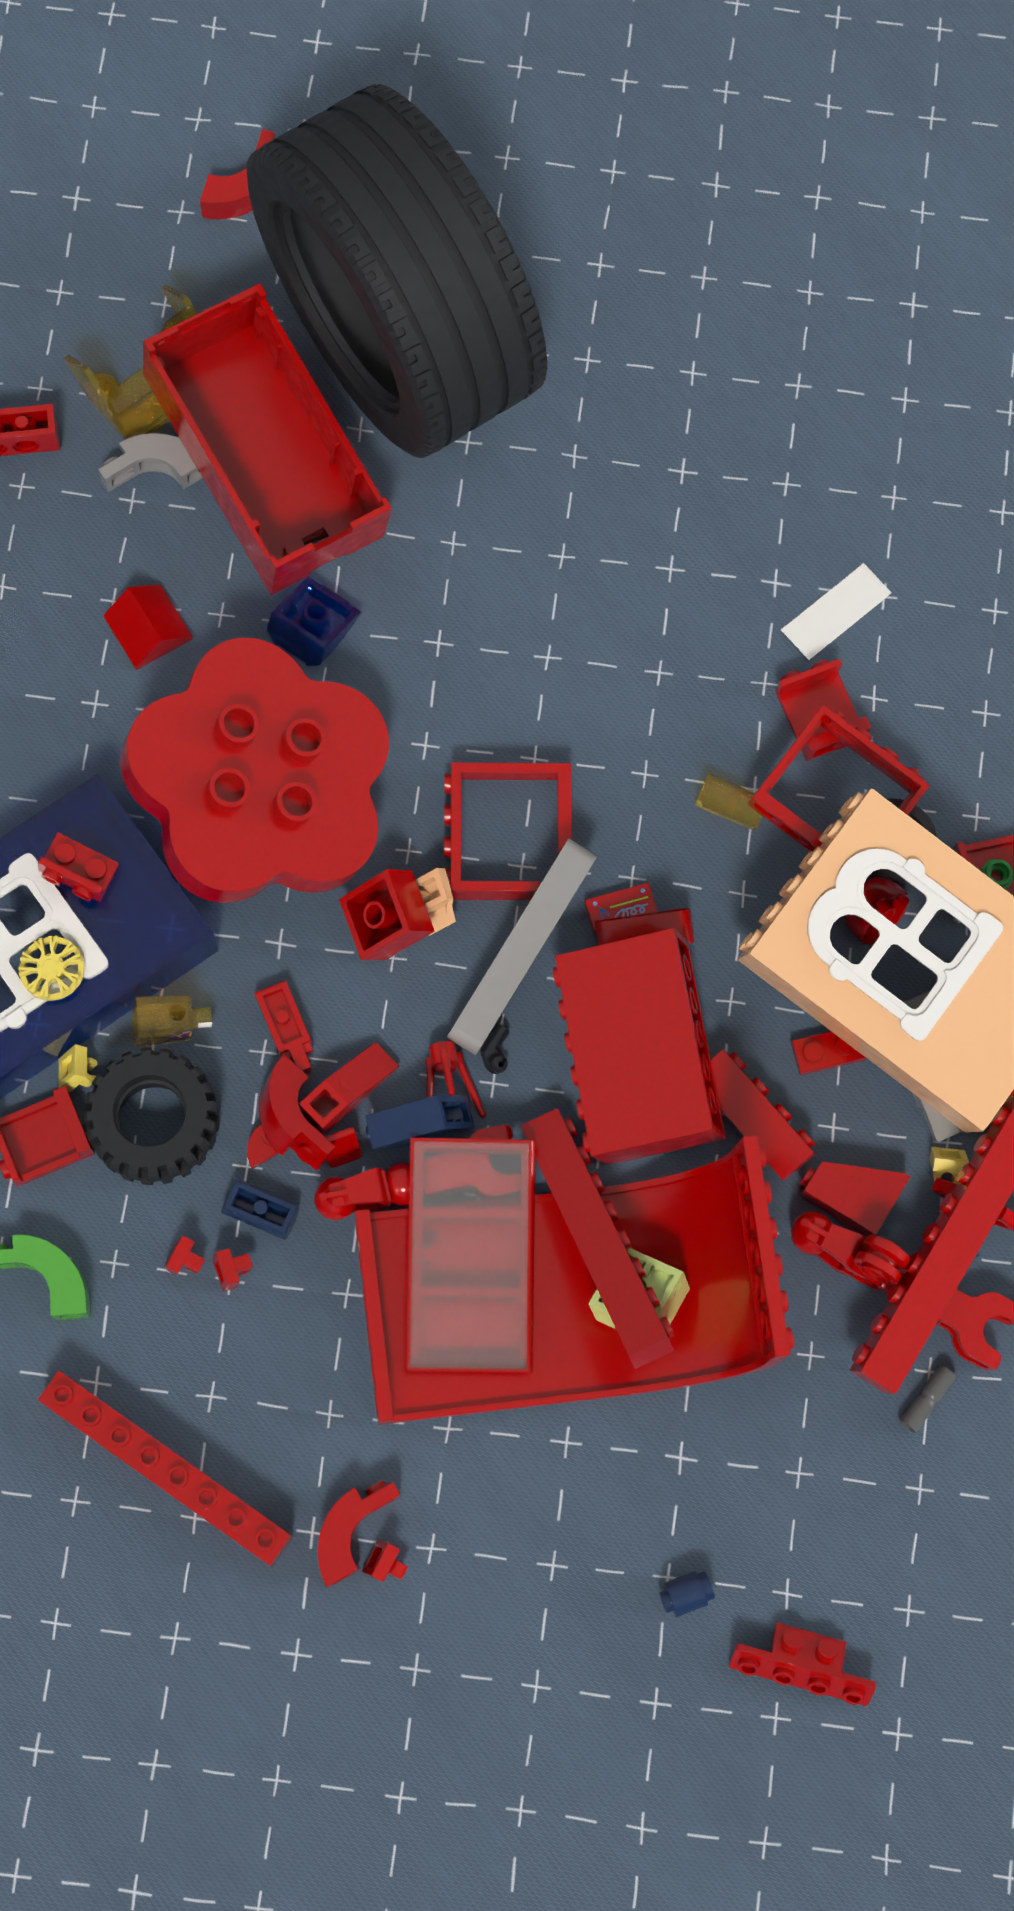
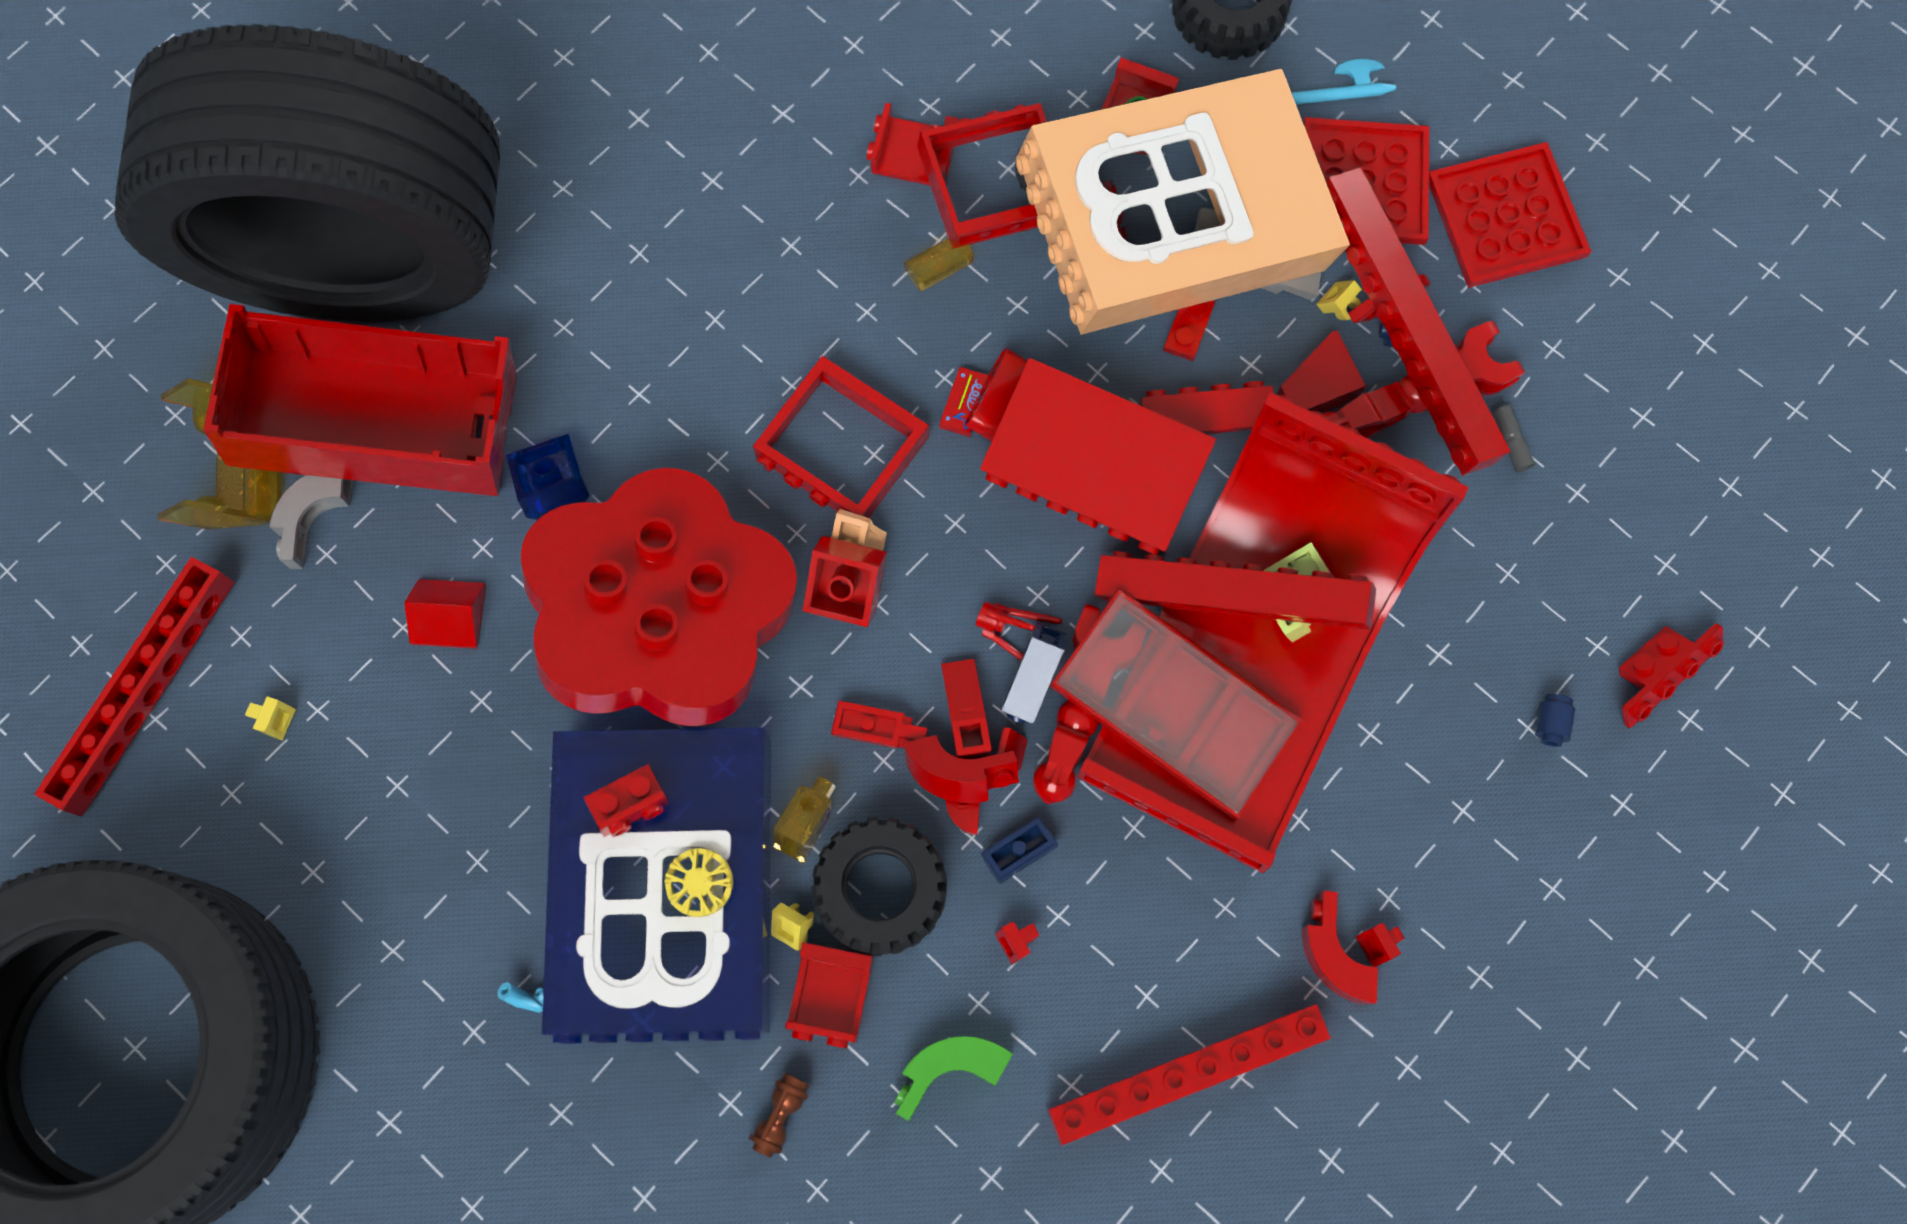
camera: 50 degrees left, 0 degrees up
(229, 195) = (129, 281): red arch -> none
(229, 1268) = (1051, 909): red tile -> none
(492, 1052) = (1012, 578): black arm -> none
(522, 947) = (948, 493): light grey beam -> none
(836, 611) = (839, 86): white sticker -> none
(882, 1260) = (1397, 389): red wheel -> none

